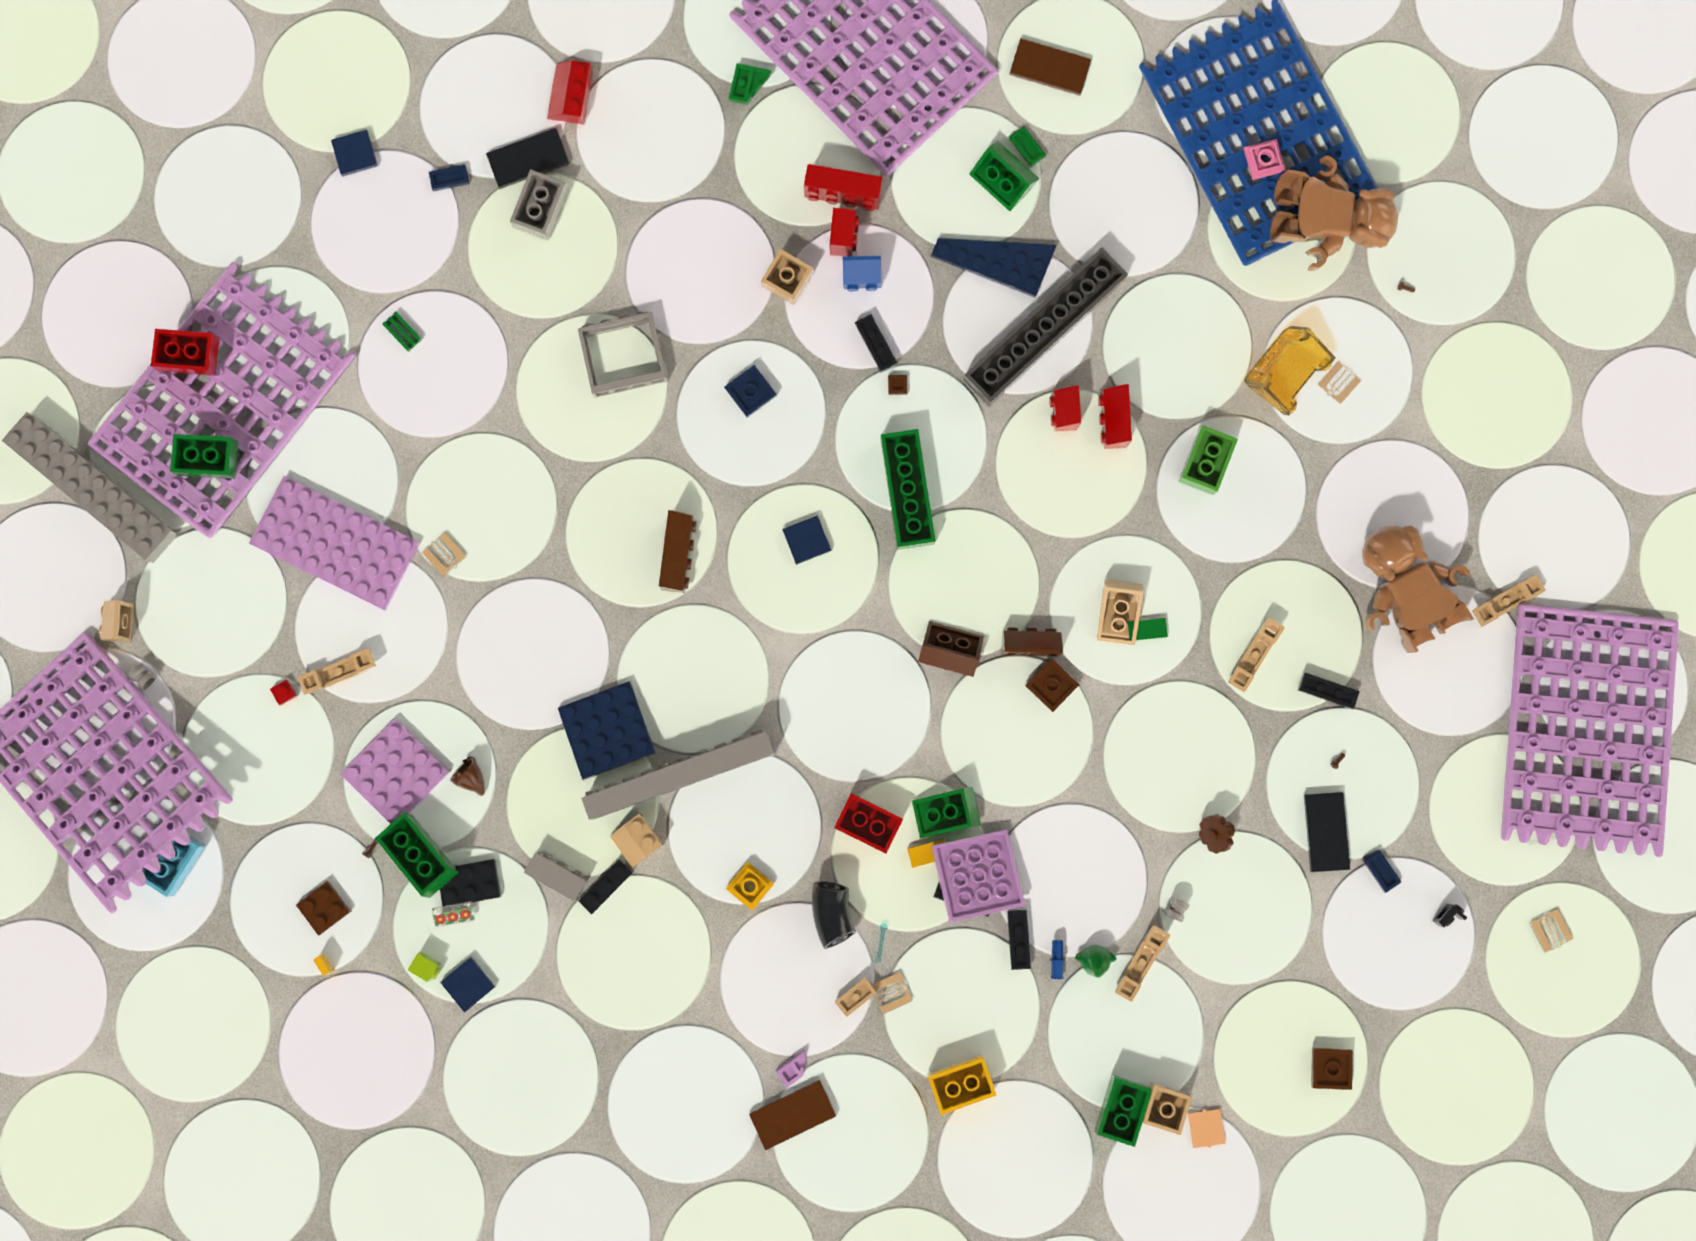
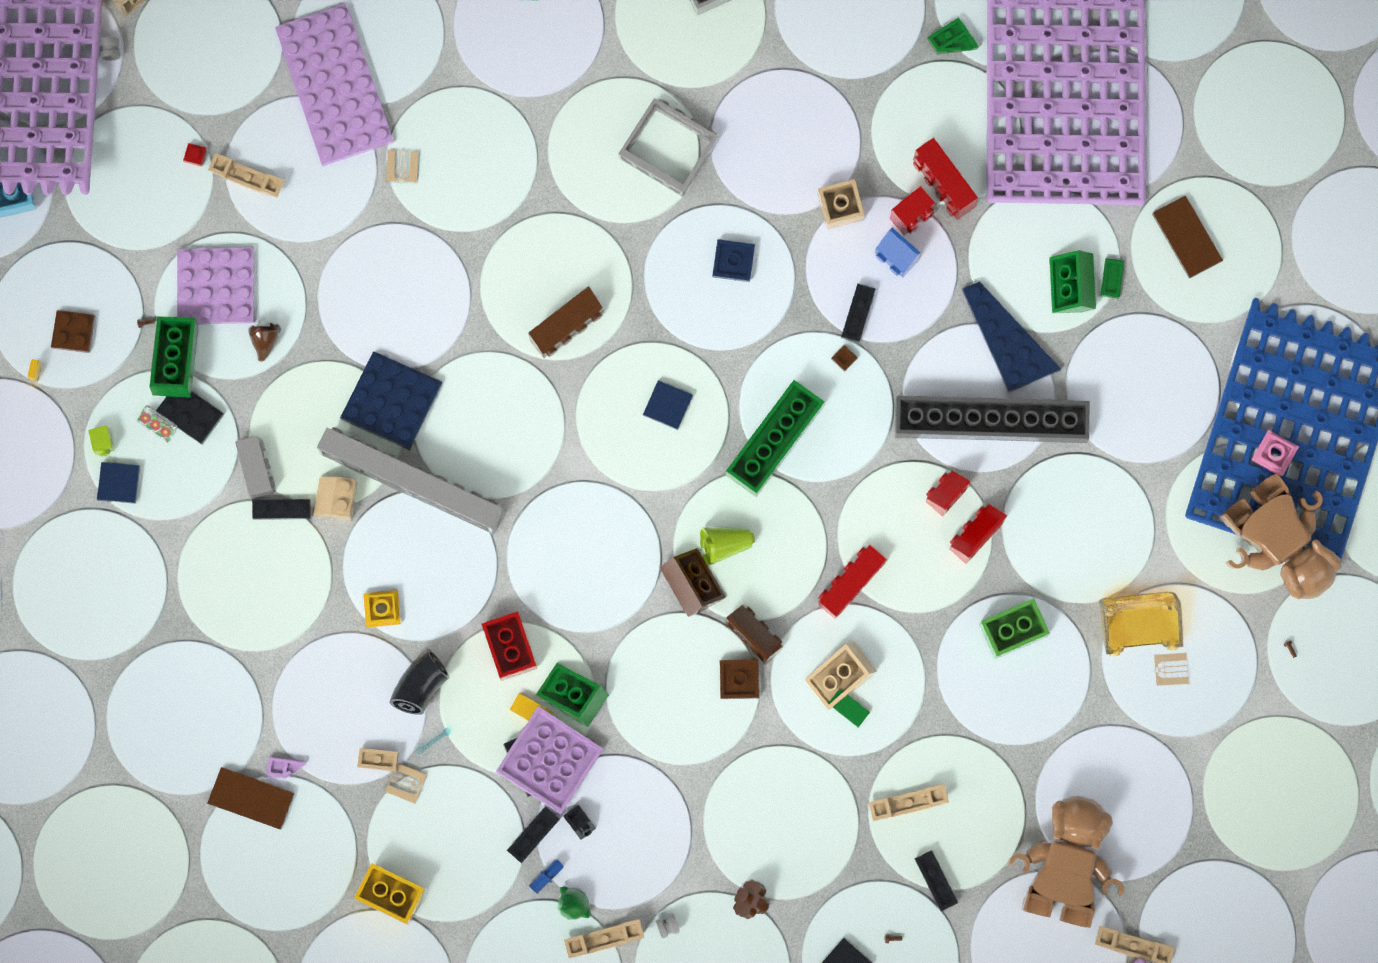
camera: 45 degrees right, 5 degrees down
(946, 599) = (724, 542): none -> lime cone
(1041, 898) = (579, 822): none -> black bracket
(1062, 538) = (852, 581): none -> red brick

